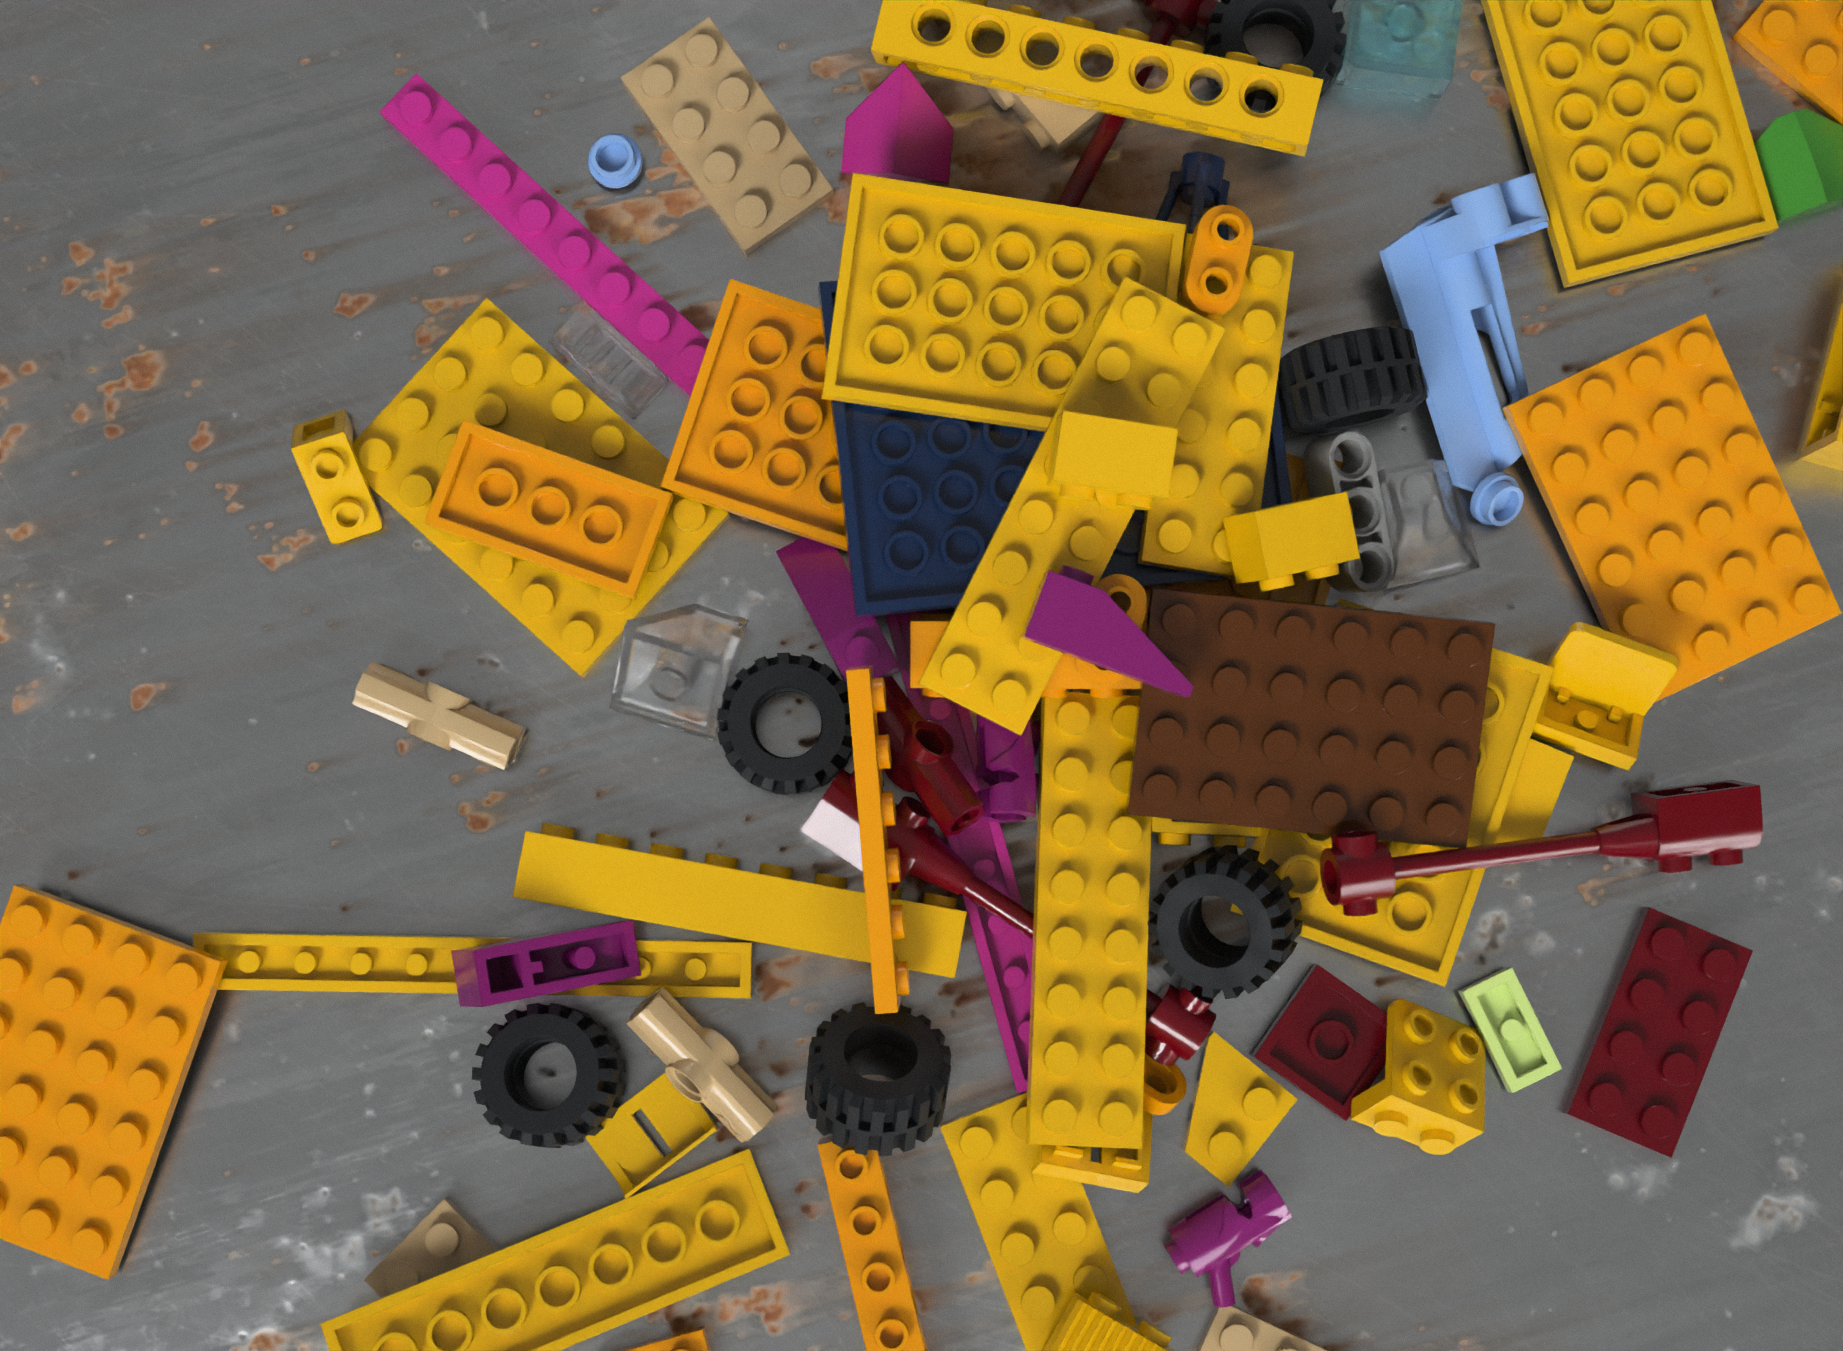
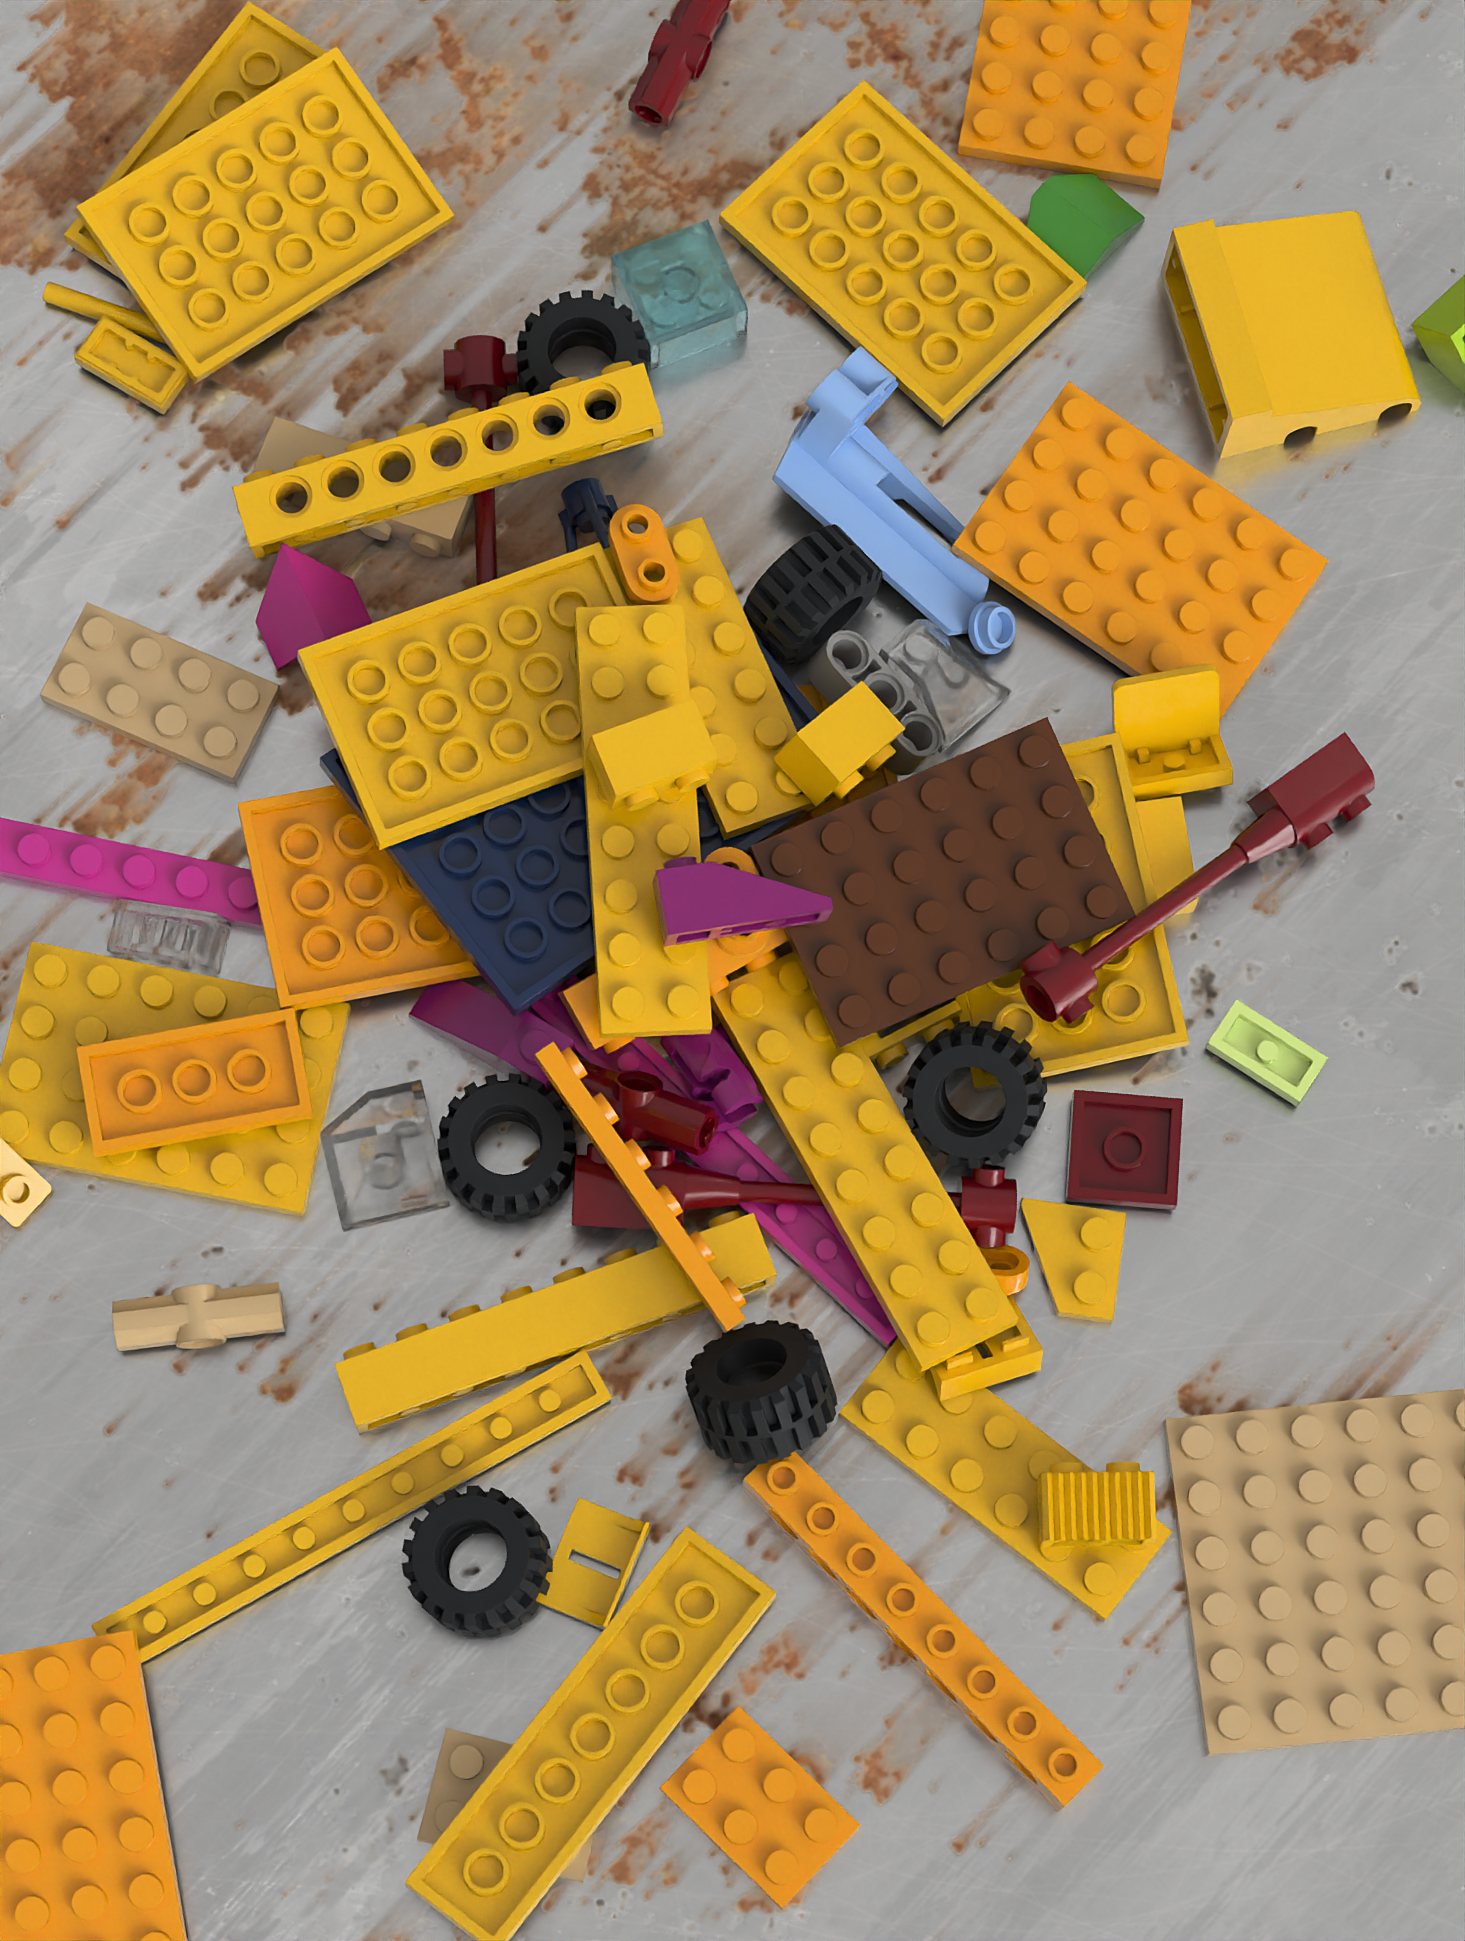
camera: 35 degrees left, 10 degrees down
(545, 964) = (416, 1465): magenta slope -> none
(615, 160) = (75, 766): light blue plate -> none
(702, 1065) = (604, 1476): tan piece -> none
(1221, 1229) = (1127, 1358): magenta piece -> none
(1430, 1083) = (1227, 1132): yellow bracket -> none
(1657, 1031) = (1389, 986): dark red plate -> none

